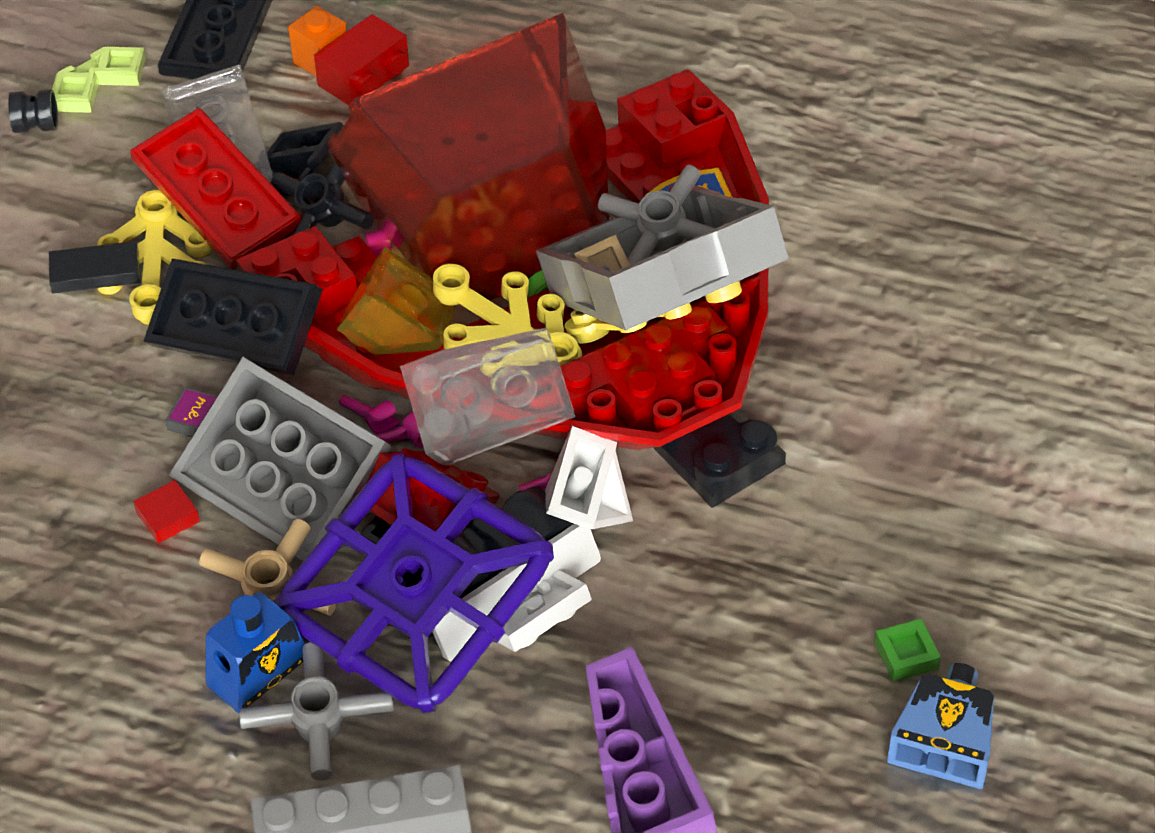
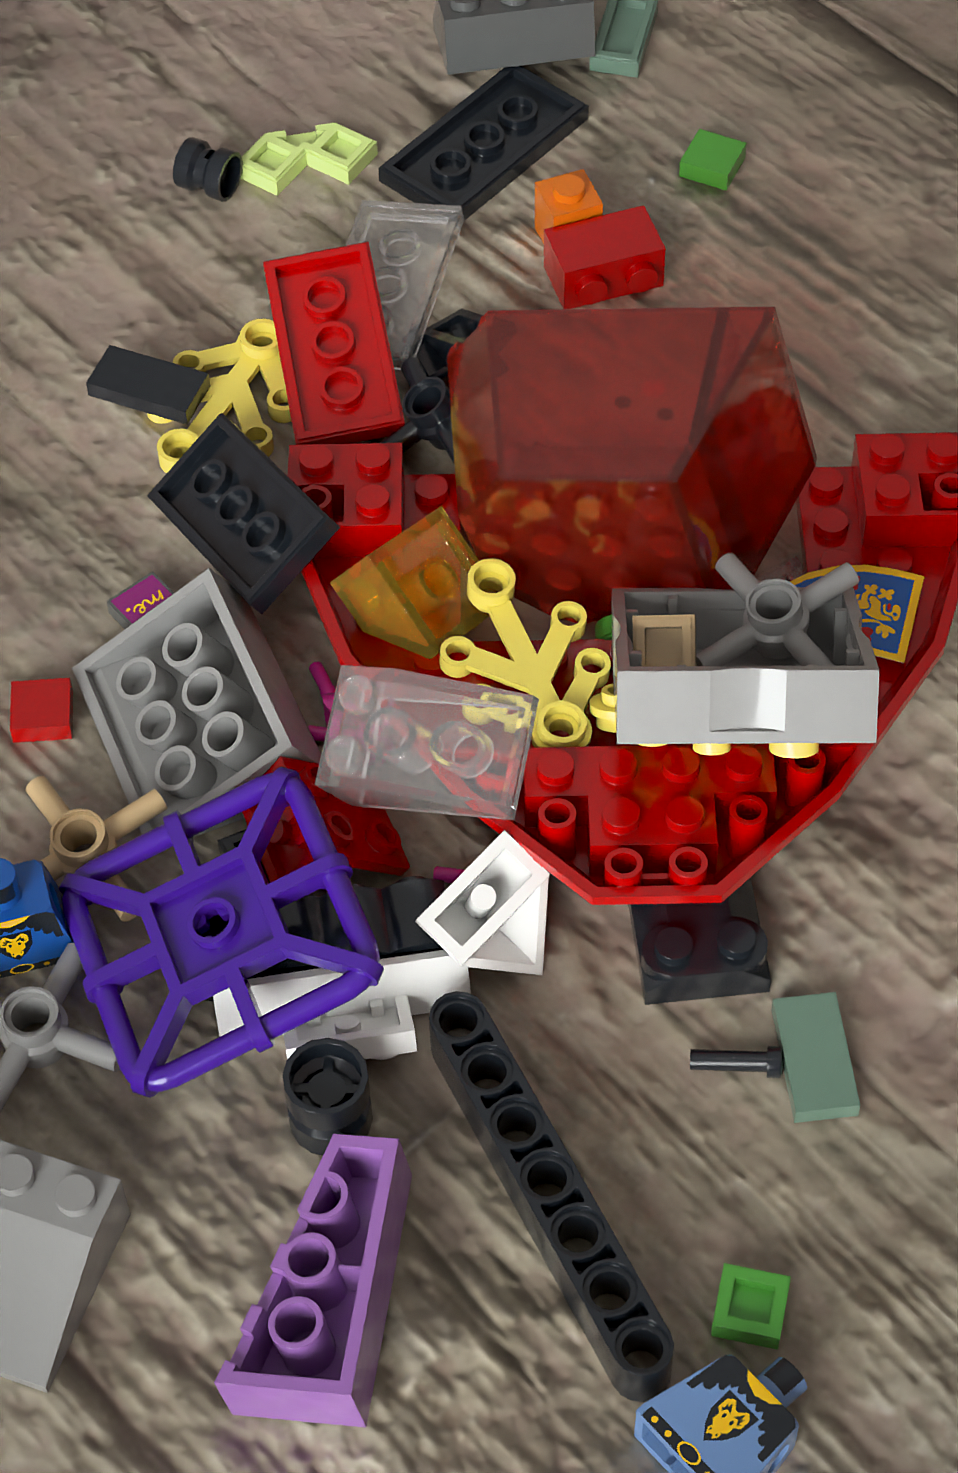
camera: 30 degrees right, 5 degrees up
(555, 653) = (326, 1093): none -> black wheel
(624, 582) = (556, 1217): none -> black beam
(817, 502) = (735, 1060): none -> black piece
(843, 486) = (815, 1057): none -> sand green tile

